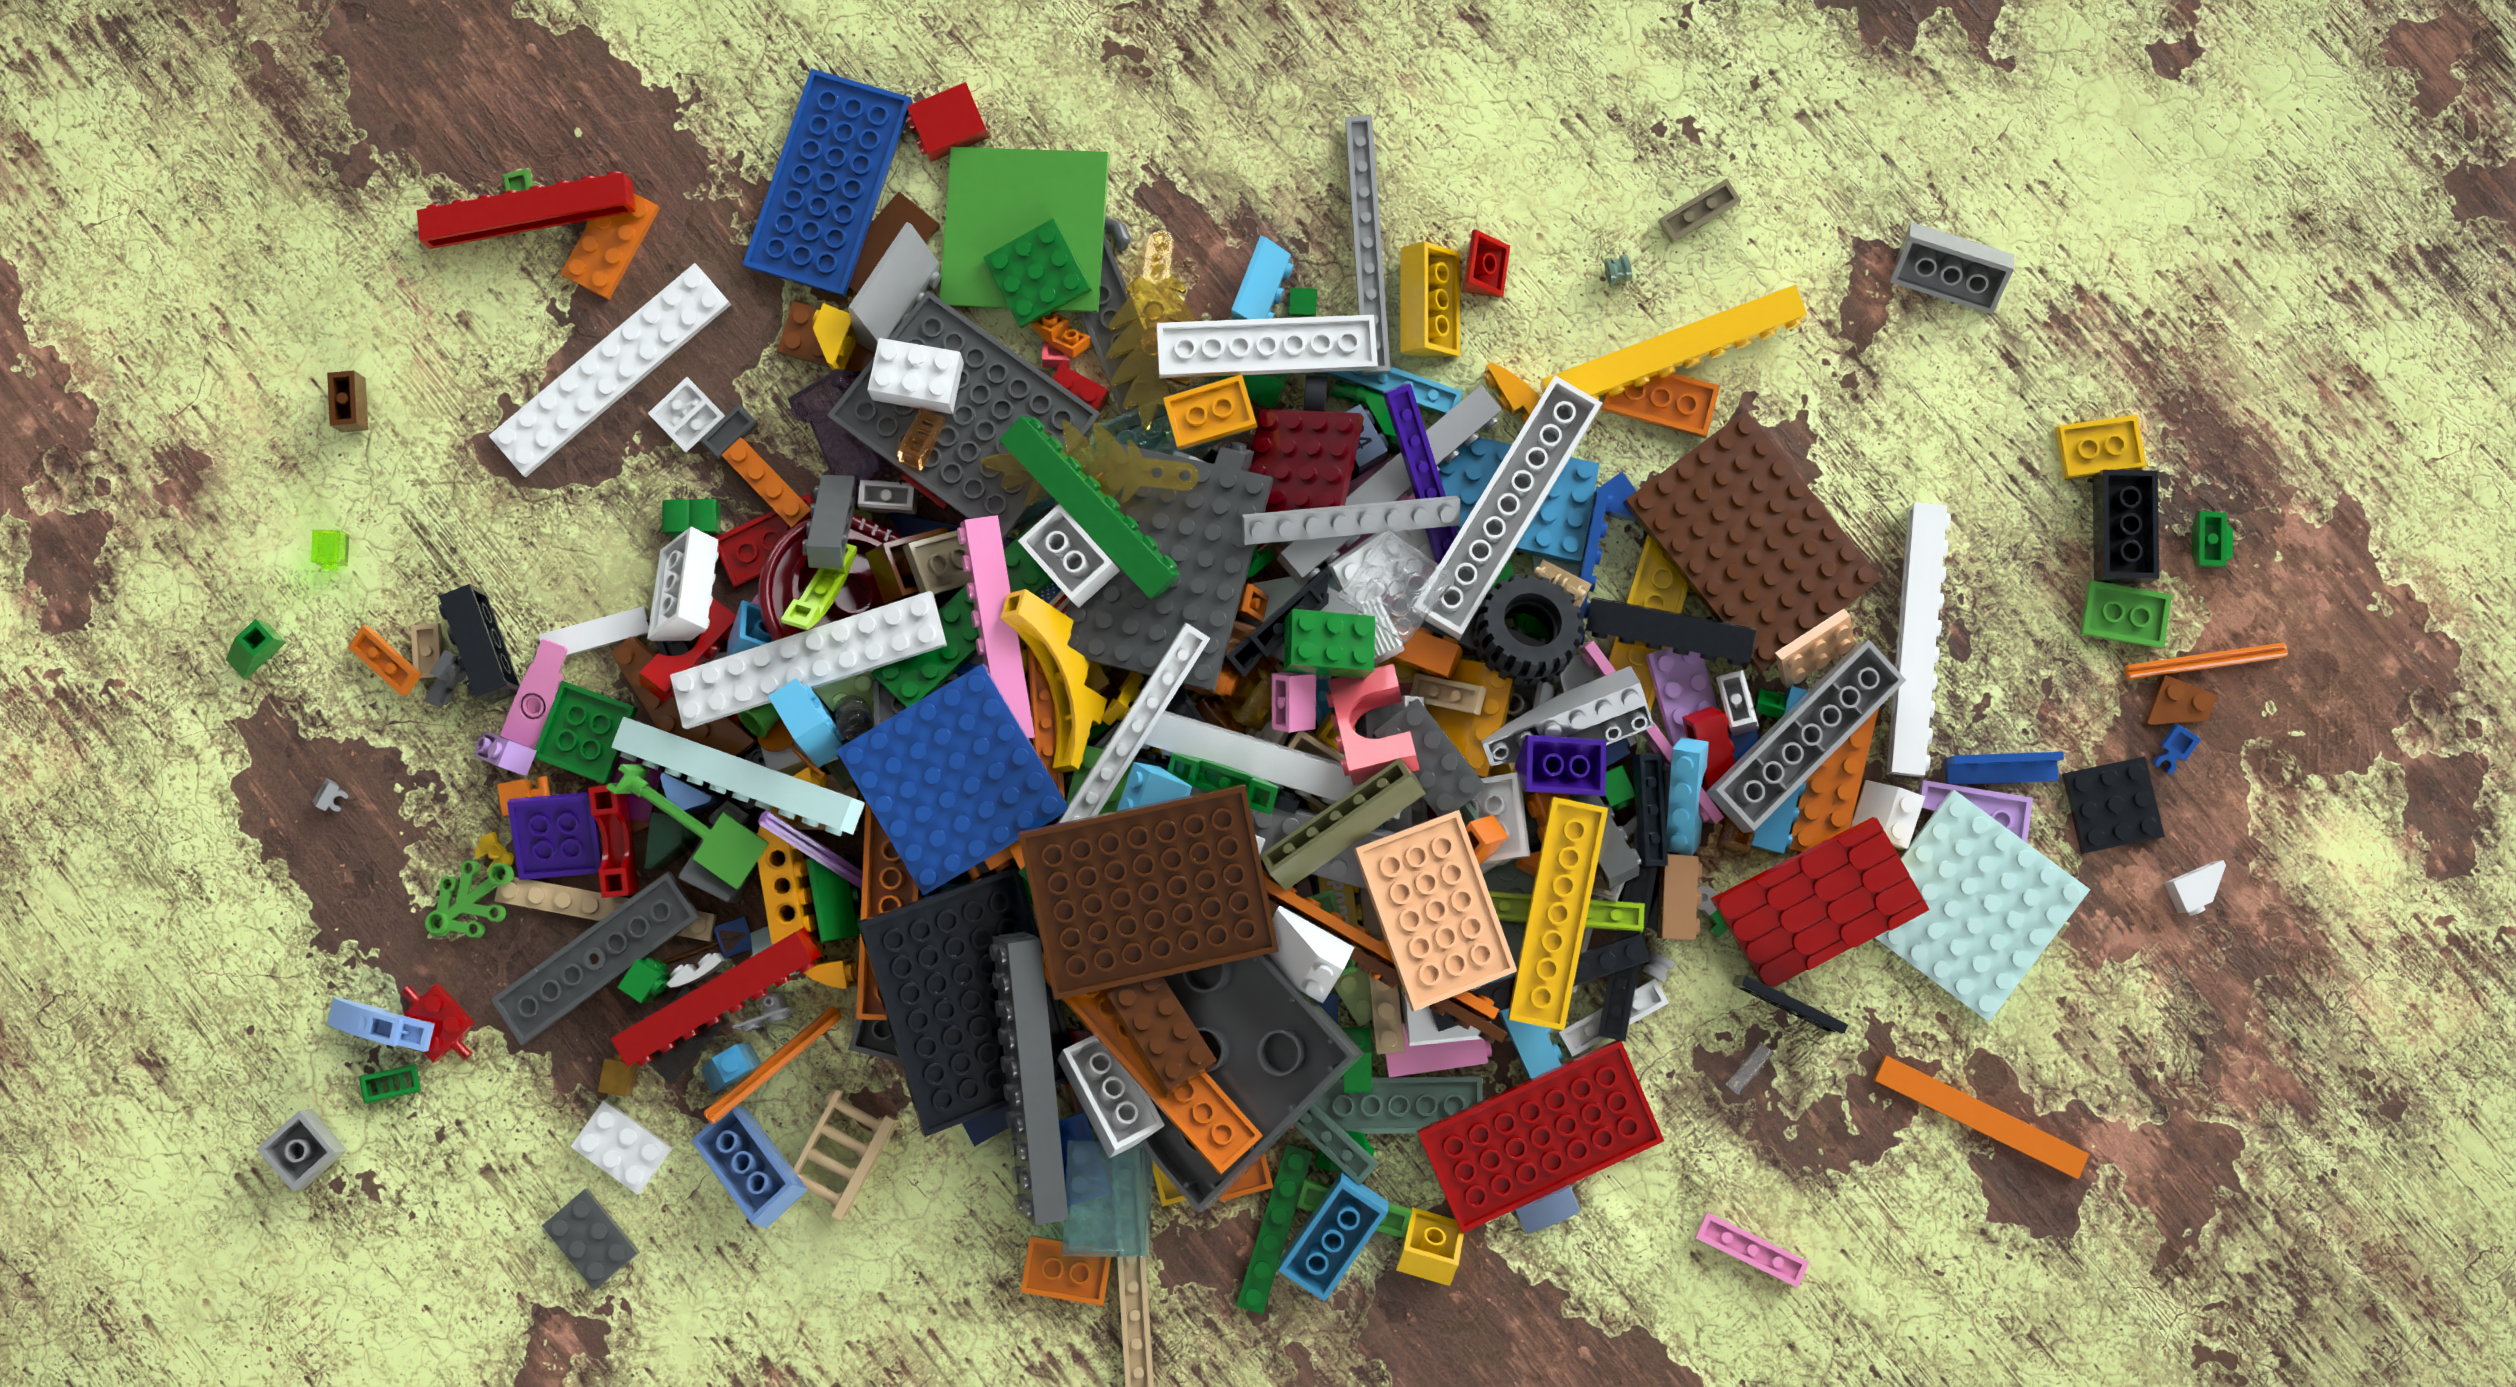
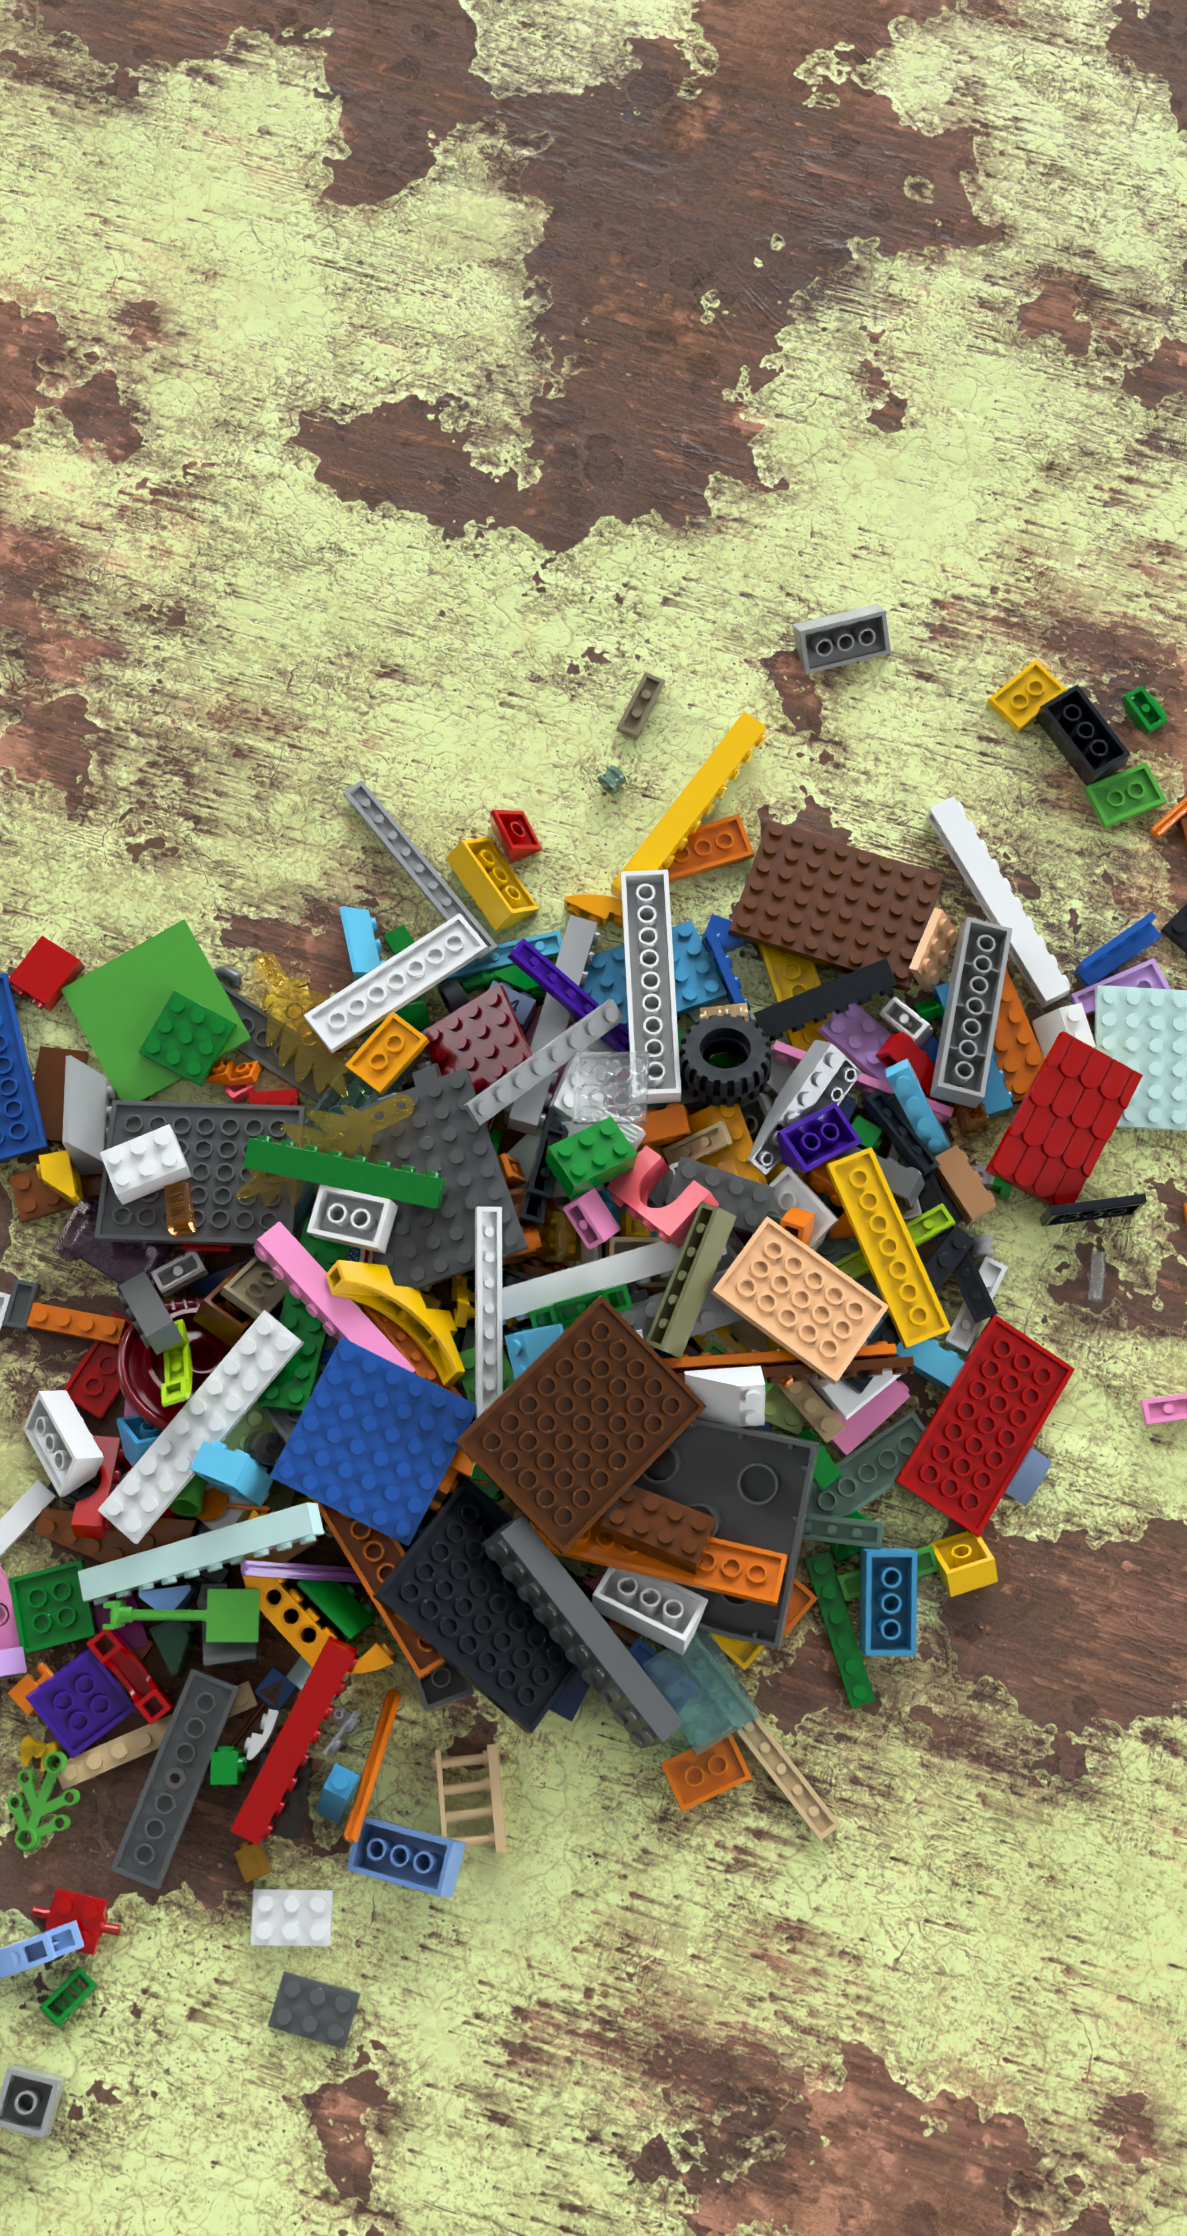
camera: 40 degrees left, 10 degrees down
(695, 513) = (24, 1389): green brick -> none

